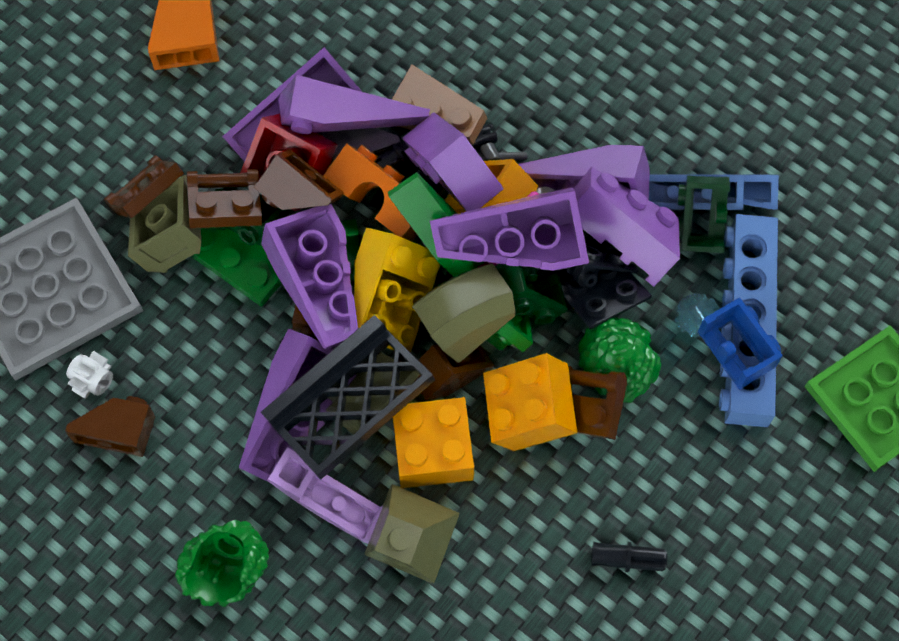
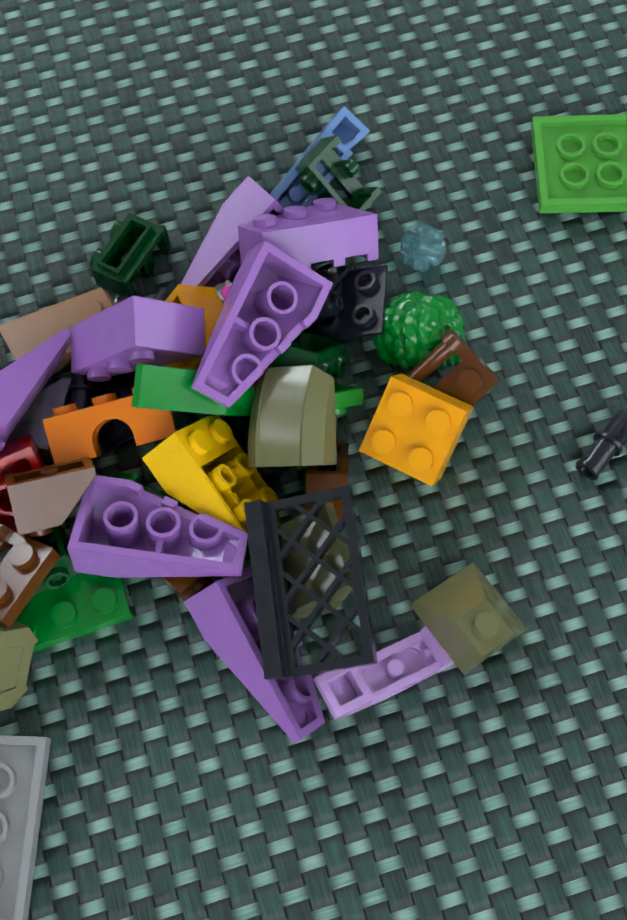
camera: 50 degrees left, 0 degrees up
(89, 374) = (82, 840): white gear -> none
(115, 426) = (159, 846): reddish brown slope -> none
(222, 563) = (392, 822): green hair -> none
(433, 443) = (397, 539): light orange brick -> none
(544, 96) = (138, 259): none -> dark green window
(747, 325) = (484, 209): blue window -> none
(760, 237) = (407, 175): medium blue brick -> none

